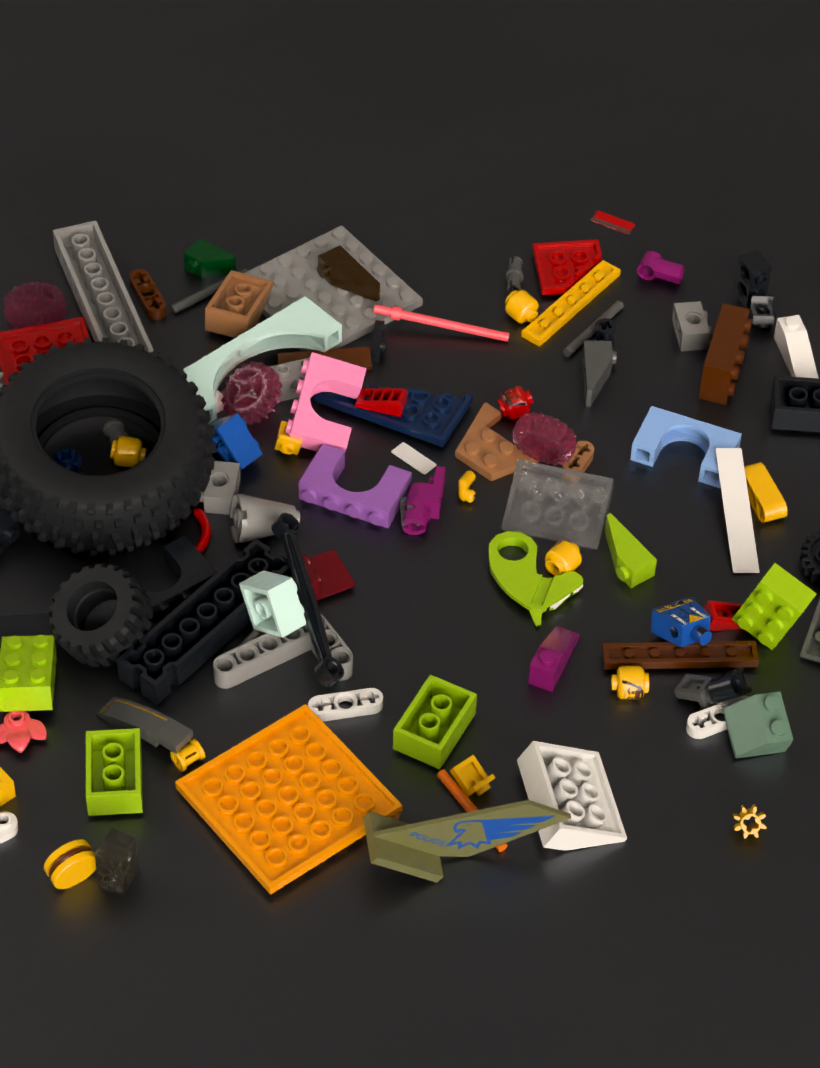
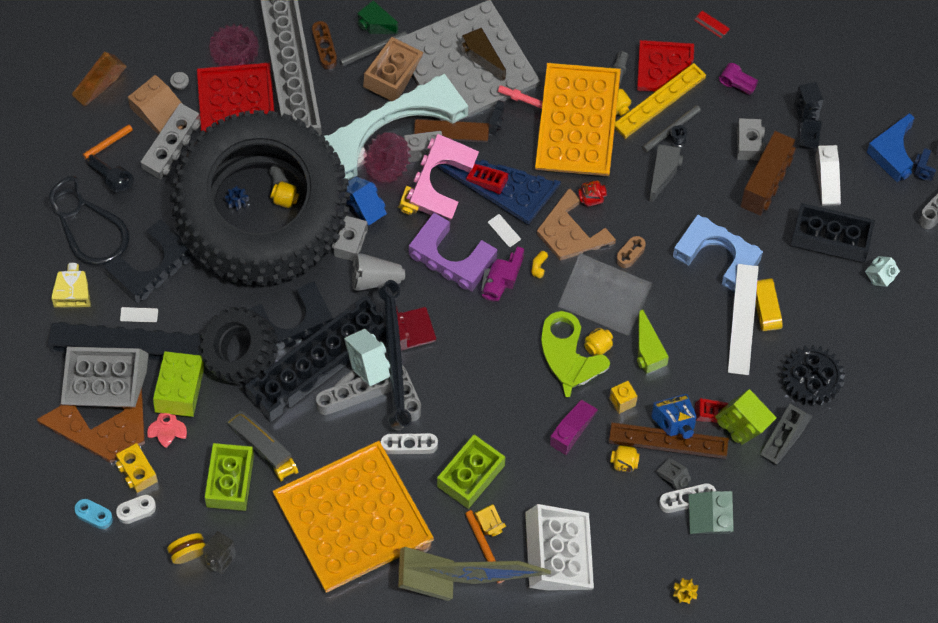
camera: 10 degrees right, 15 degrees up
(205, 529) = (332, 274): red piece -> none
(479, 327) = (578, 119): none -> light orange plate
(544, 438) = (605, 236): clear pink gear -> none
(610, 613) = (623, 397): none -> yellow brick
(728, 686) = (697, 476): black piece -> none

